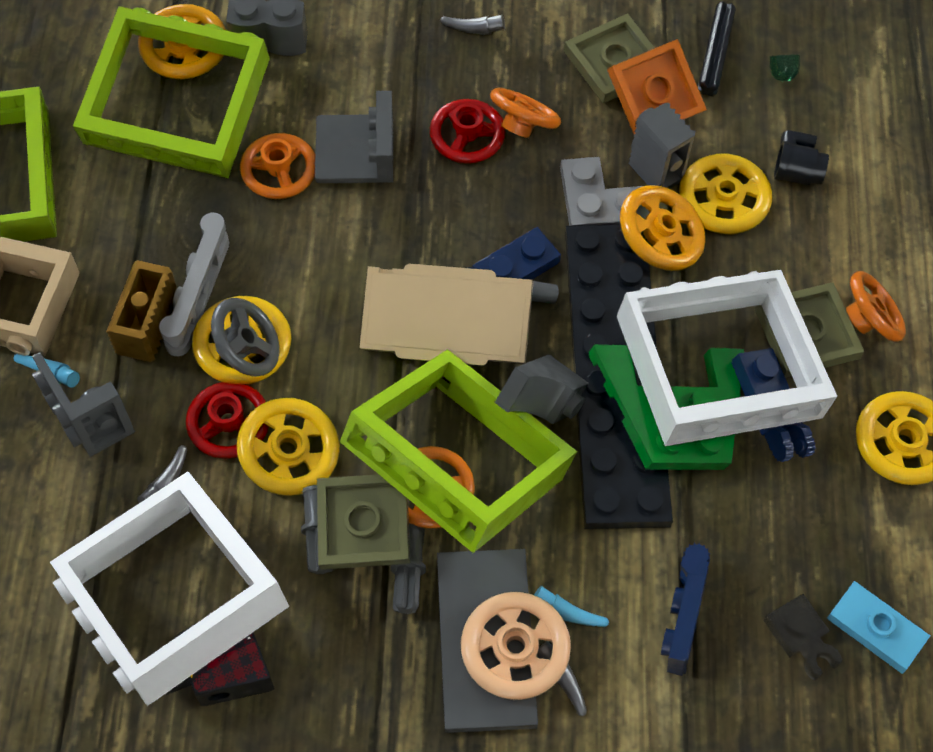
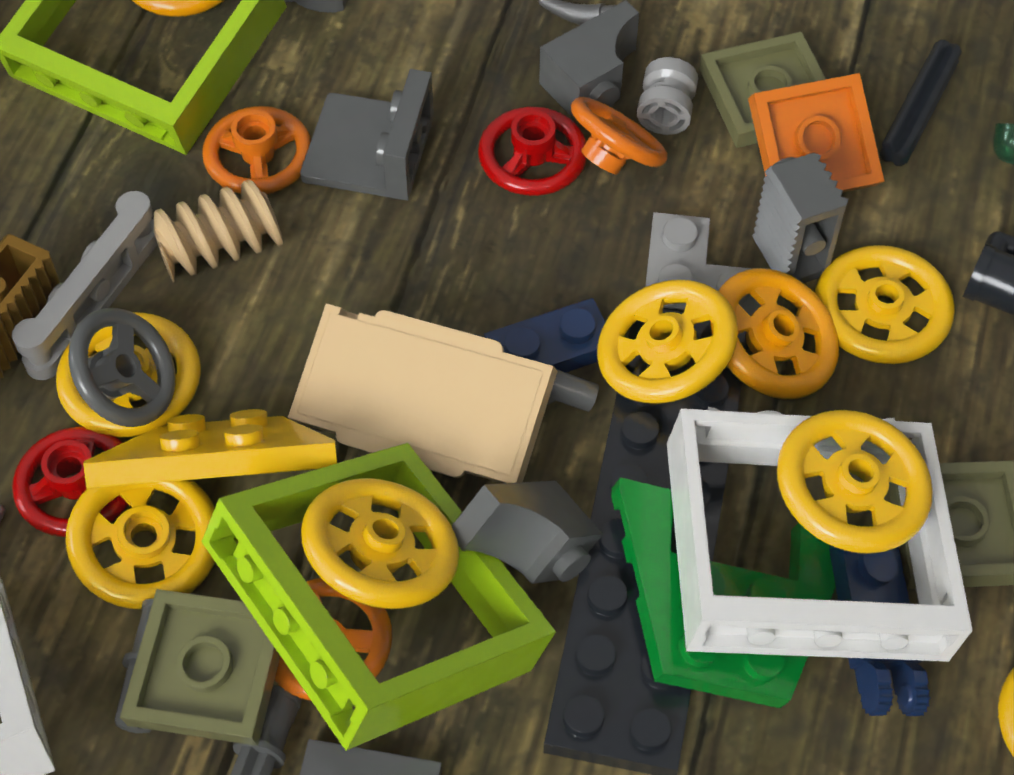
camera: 15 degrees right, 5 degrees down
(269, 227) = (215, 228): none -> tan piece
(323, 378) = (201, 449): none -> yellow wing
(457, 418) = (380, 543): none -> yellow plate
(488, 60) = (590, 58): none -> dark grey arch
(549, 75) = (667, 95): none -> light grey wheel
(597, 276) = (667, 341): none -> yellow plate
(741, 327) = (828, 517): none -> yellow plate

